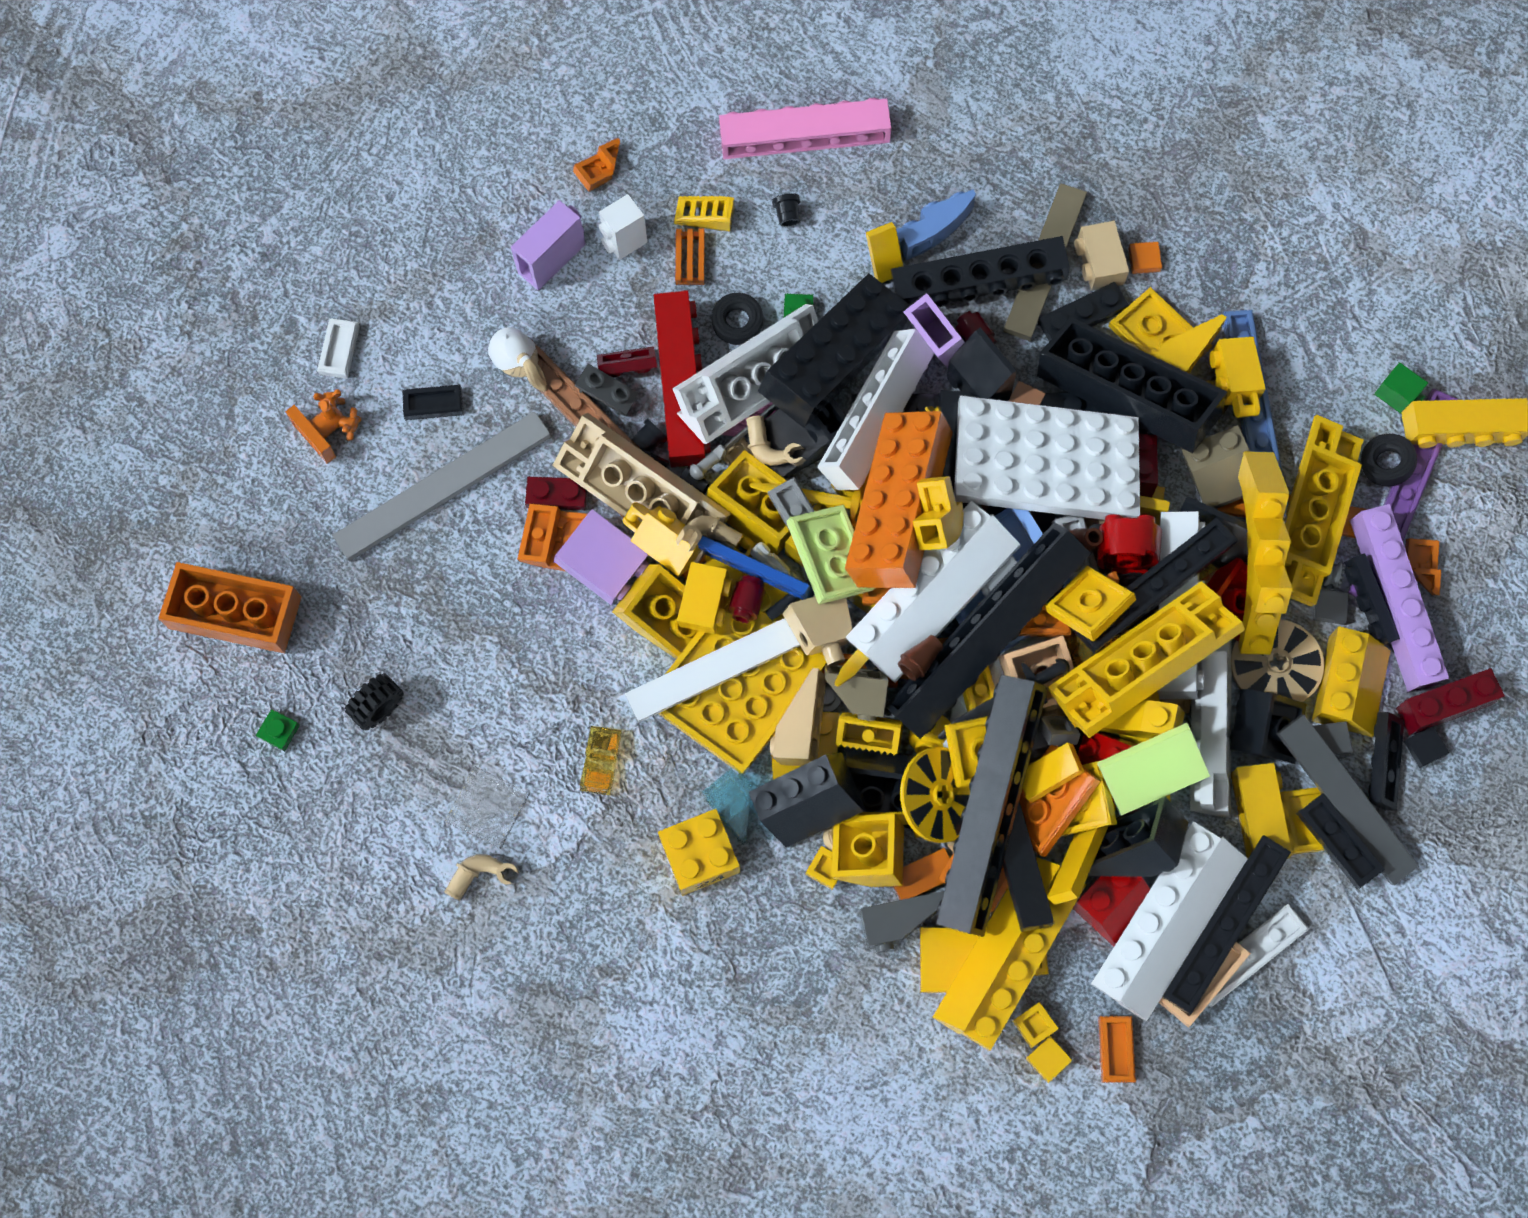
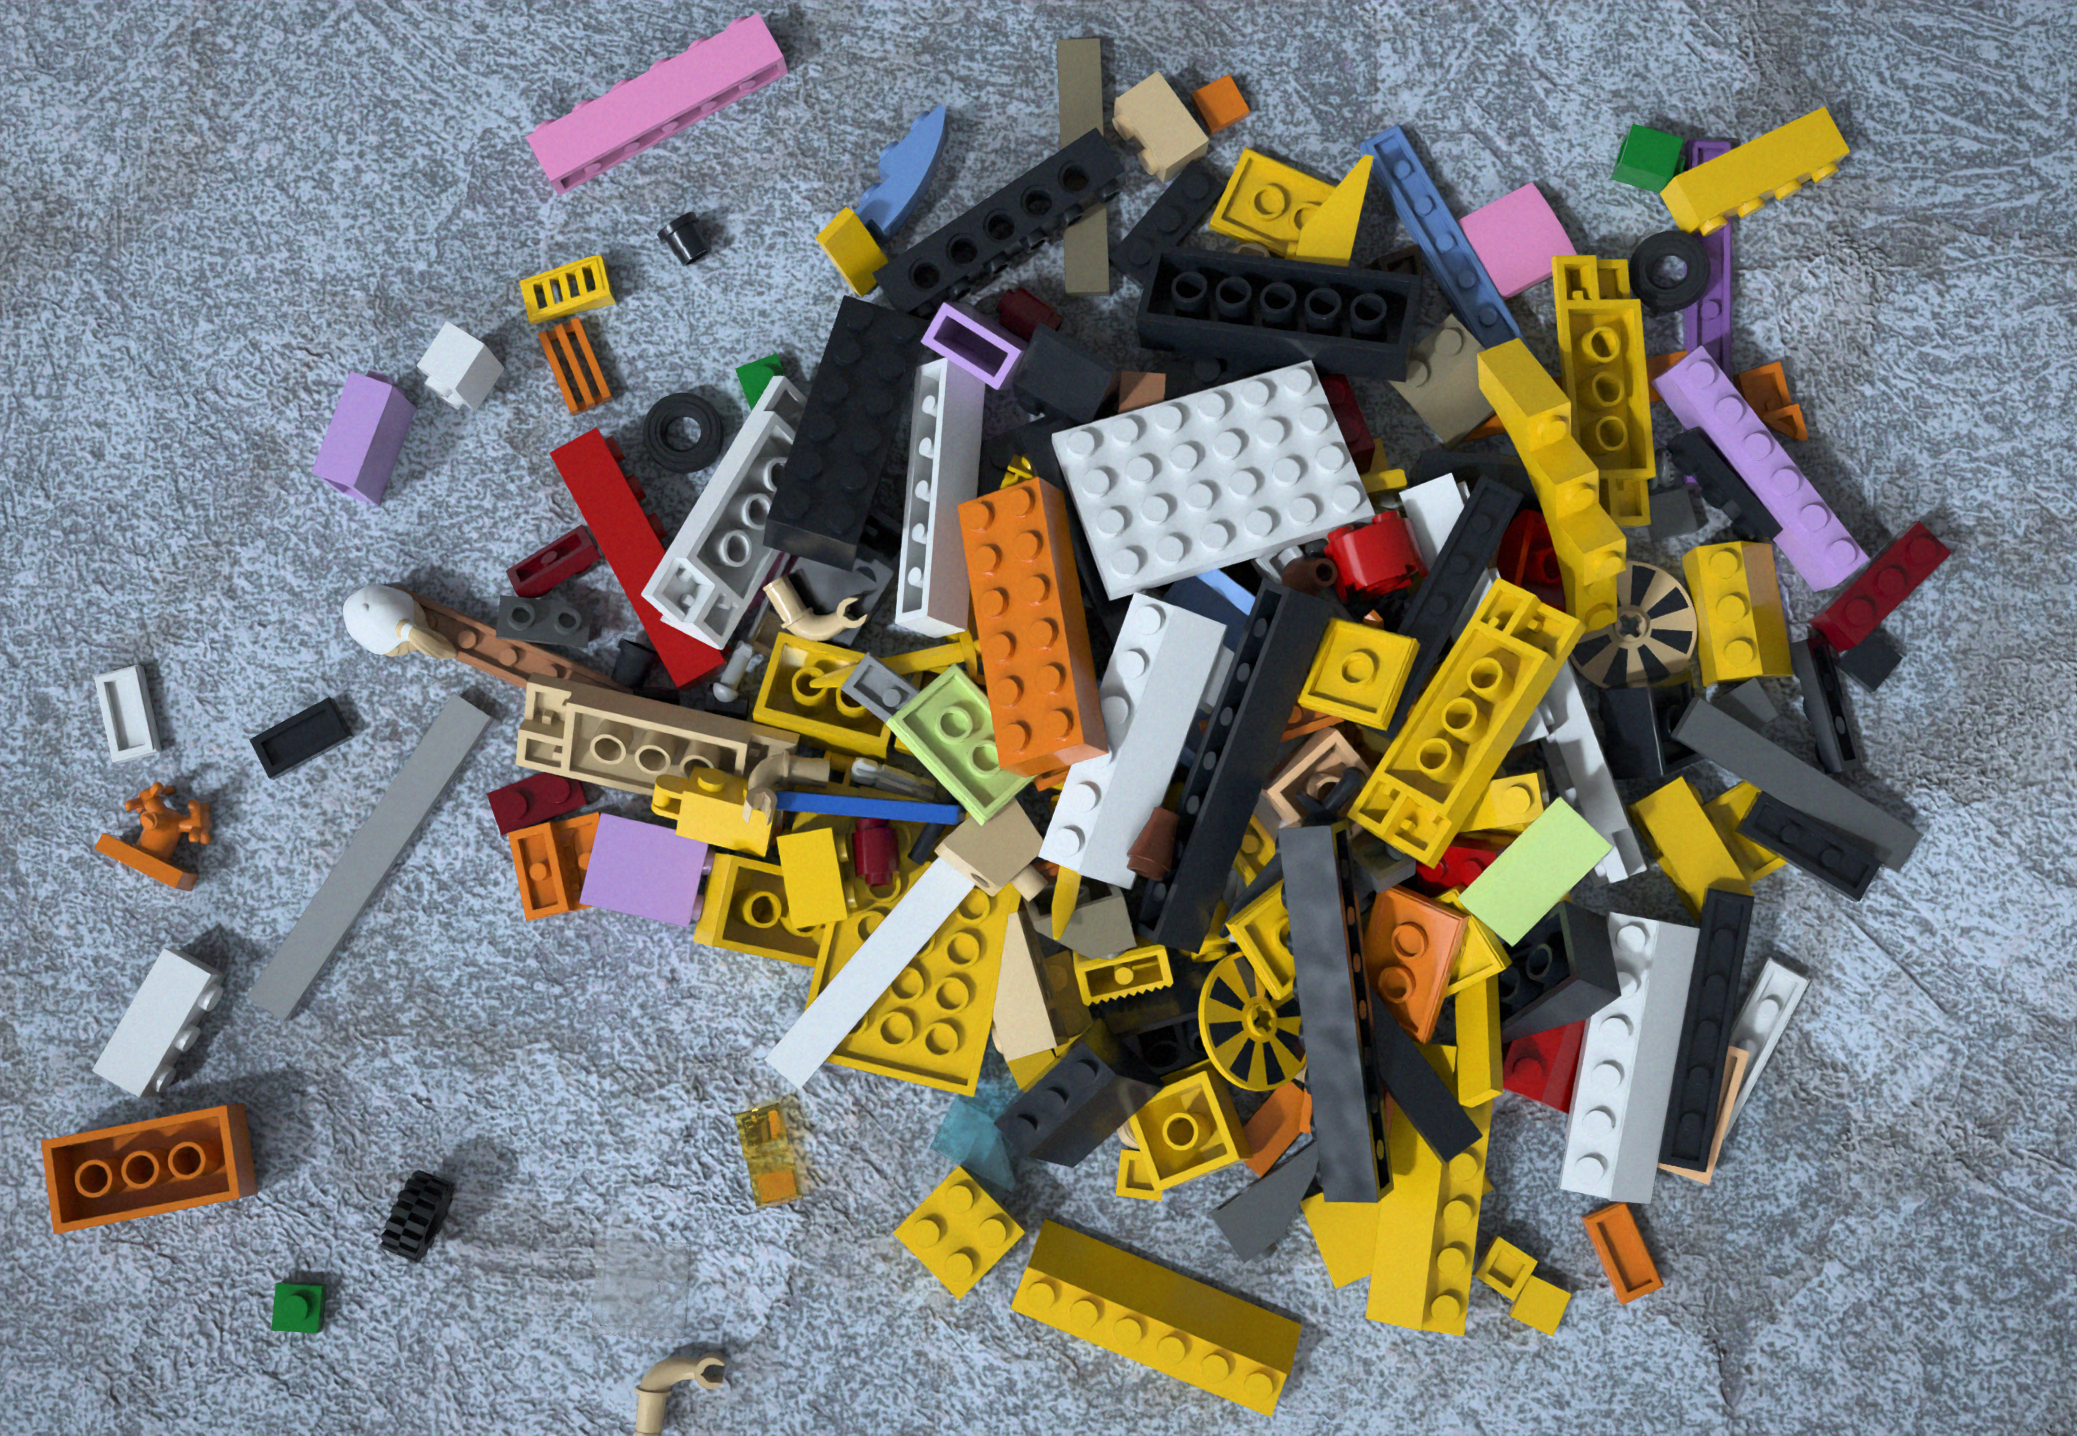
camera: 25 degrees left, 10 degrees up
(275, 528) = (160, 1023): none -> white brick
(598, 168) = (384, 283): orange slope -> none
(799, 960) = (1157, 1317): none -> yellow slope
(941, 516) = (1105, 637): yellow brick -> none
(1051, 772) = (1397, 927): yellow tile -> none
(1239, 374) = (1421, 234): yellow brick -> none
(1296, 402) = (1517, 239): none -> bright pink slope

